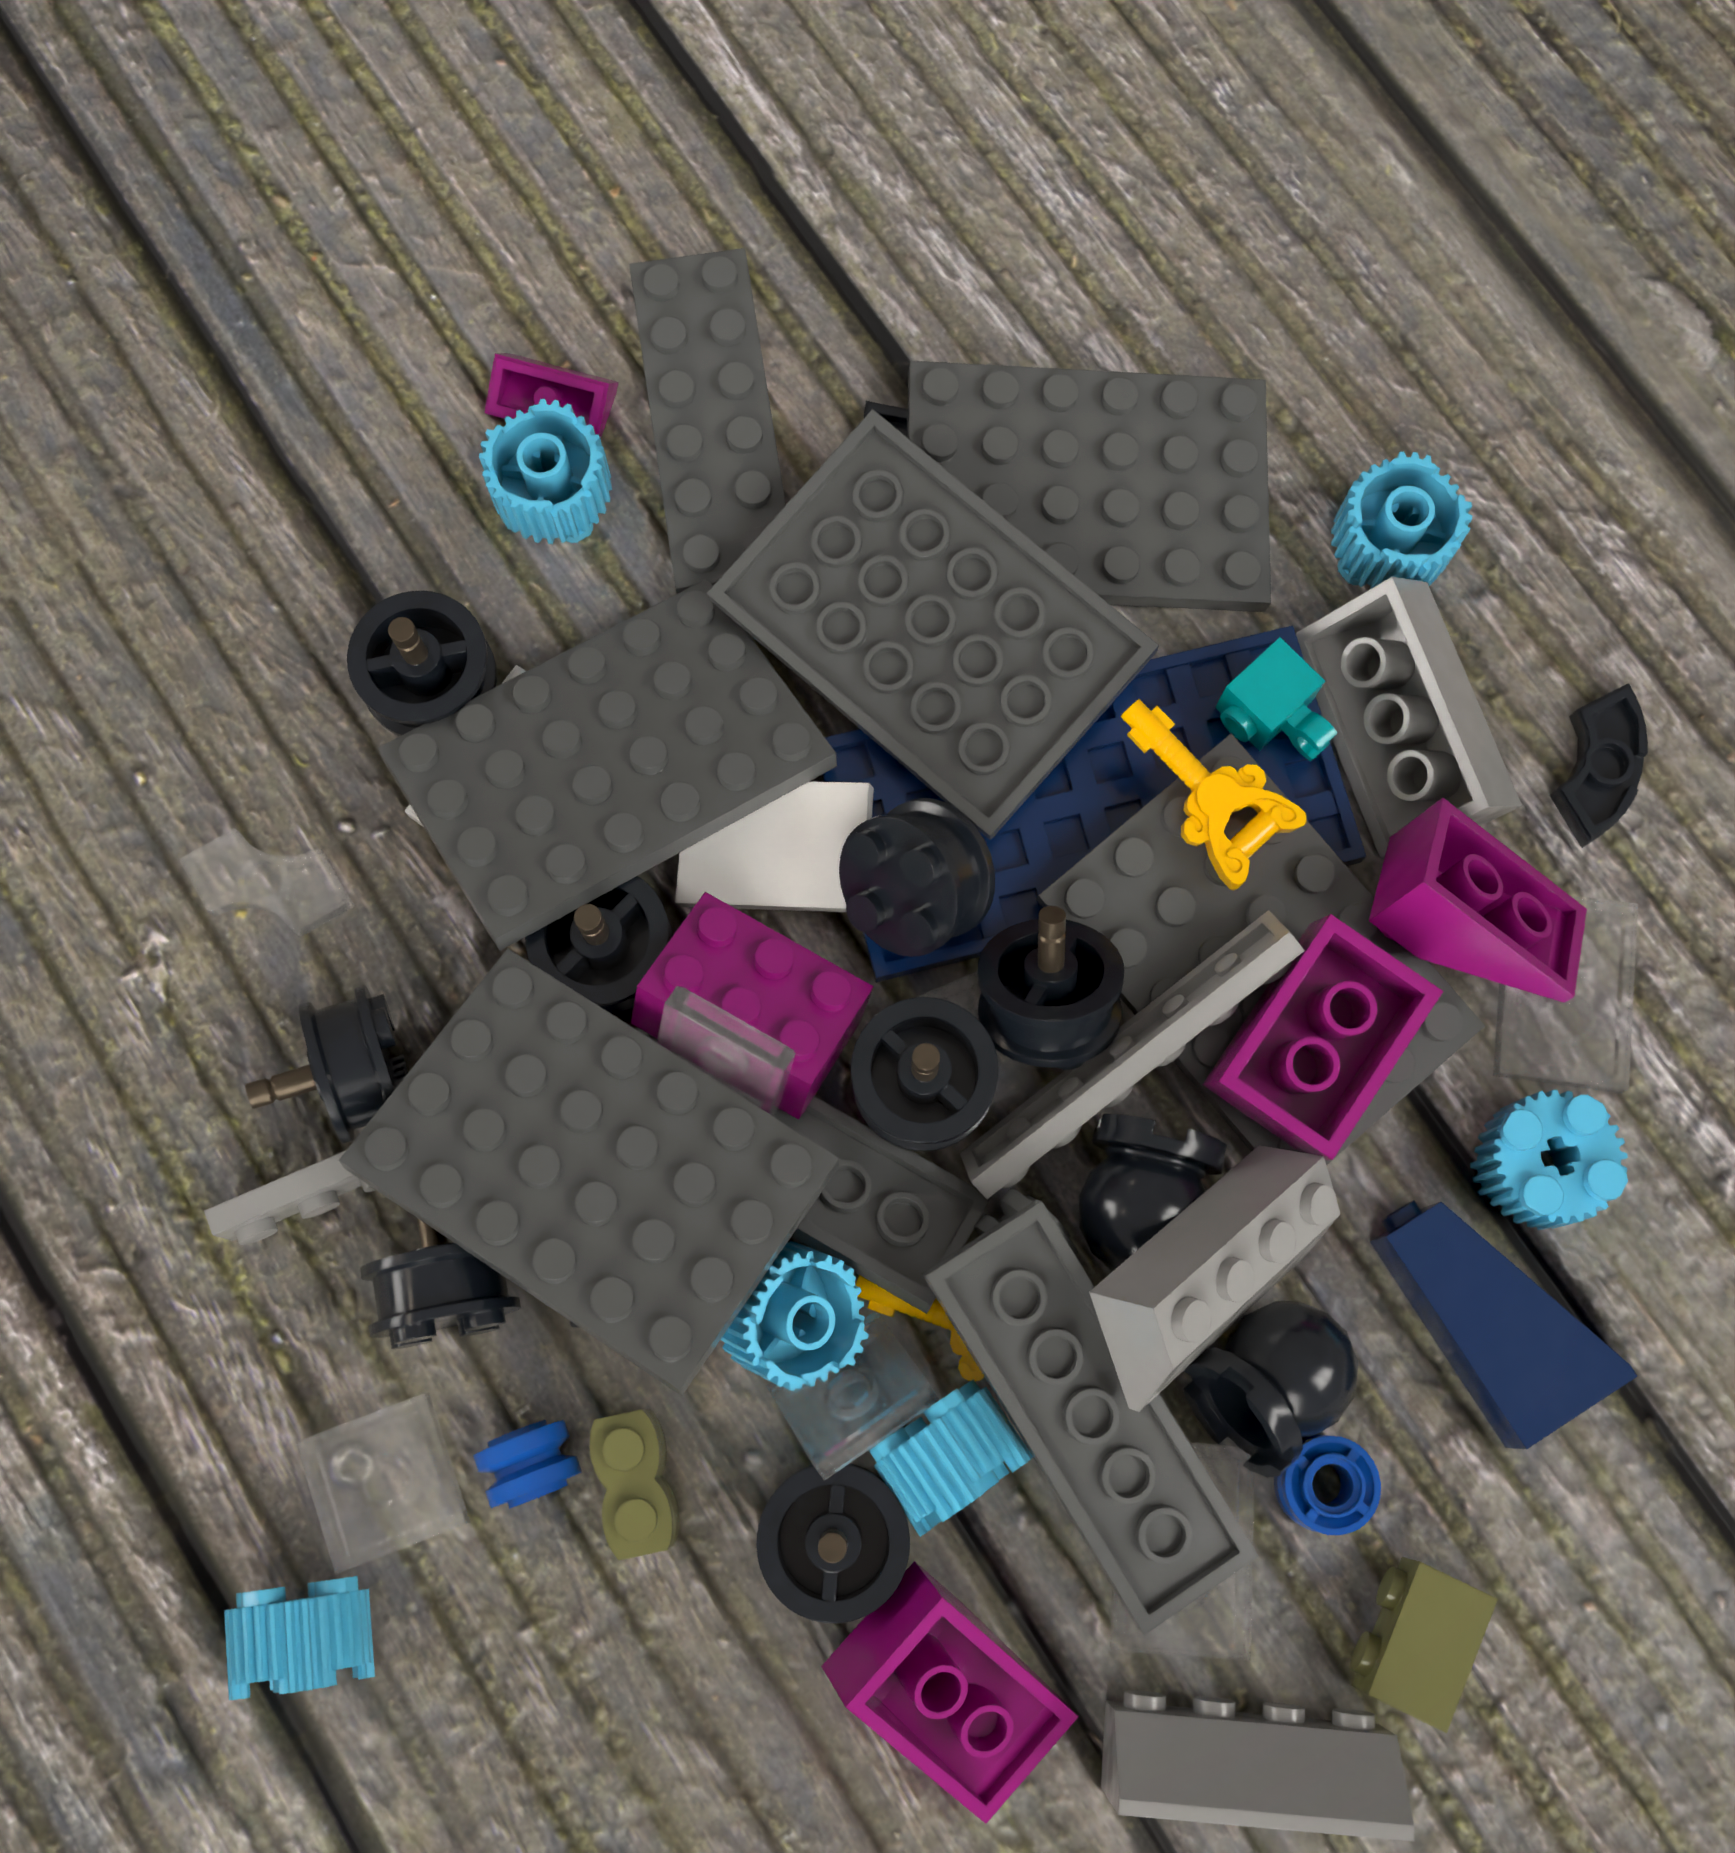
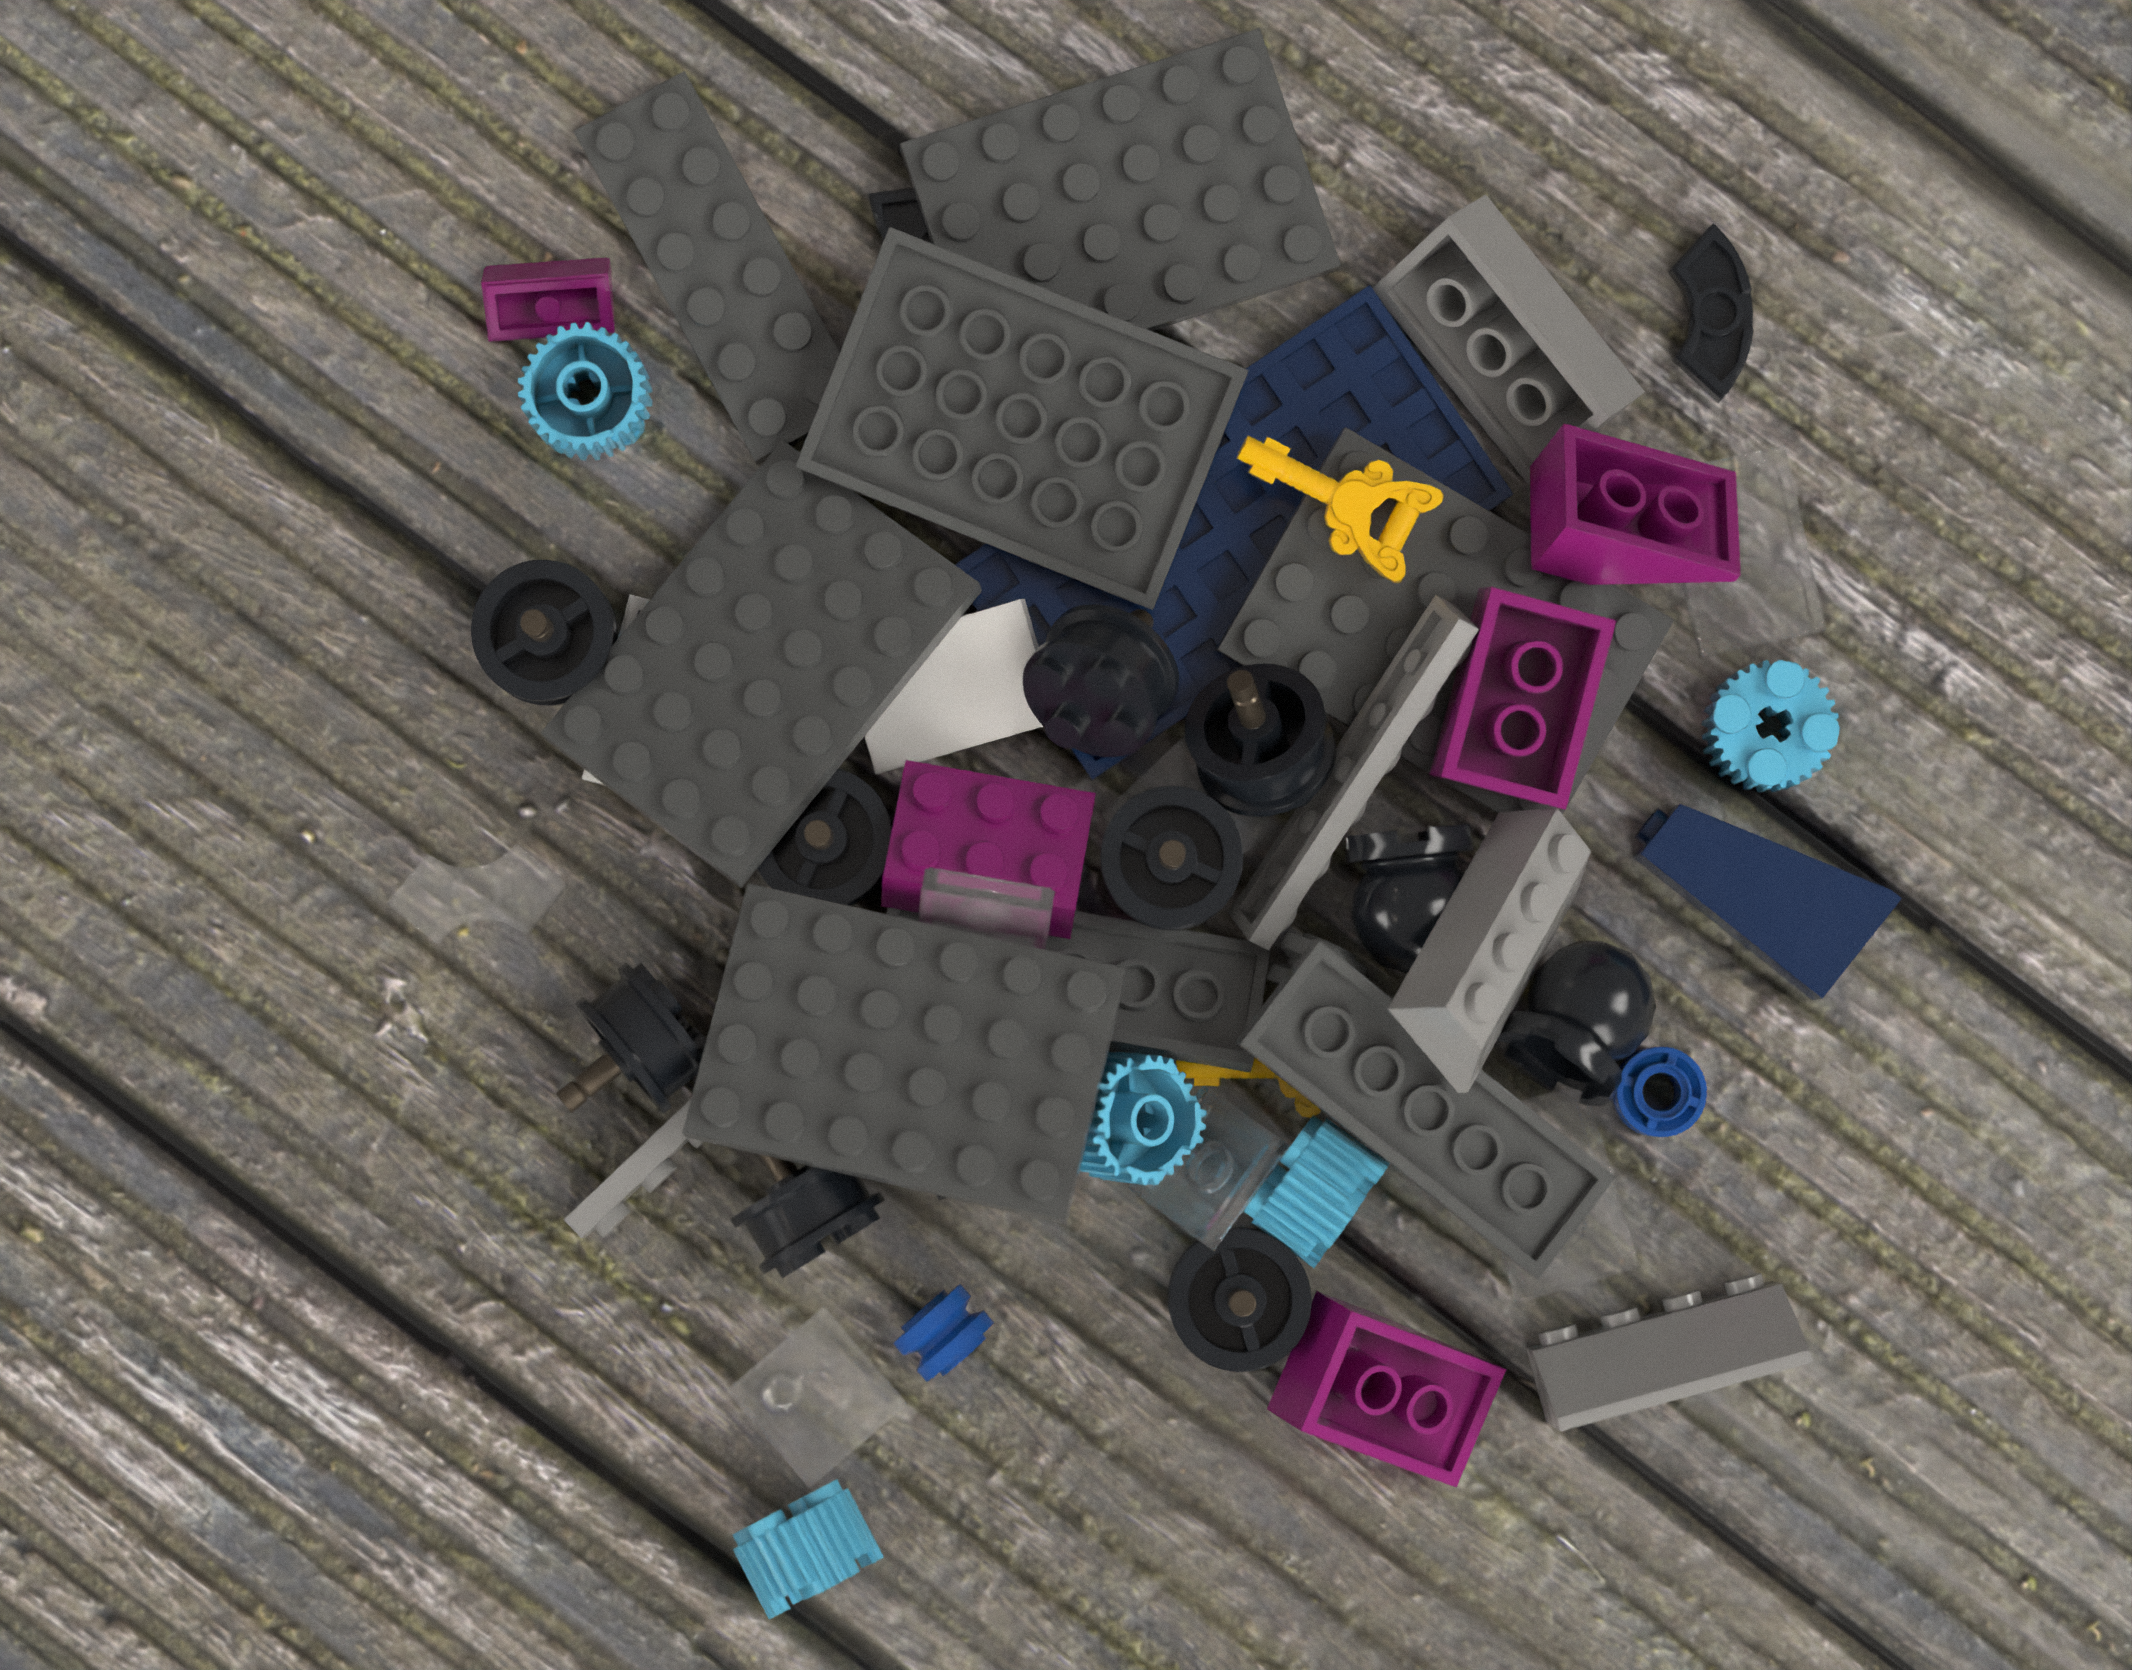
camera: 20 degrees left, 10 degrees up
(639, 1504) = (1054, 1329): olive brick -> none
(1275, 698) = (1374, 375): teal brick -> none
(1399, 523) = (1462, 116): medium azure brick -> none
(1422, 1642) = (1782, 1197): olive brick -> none

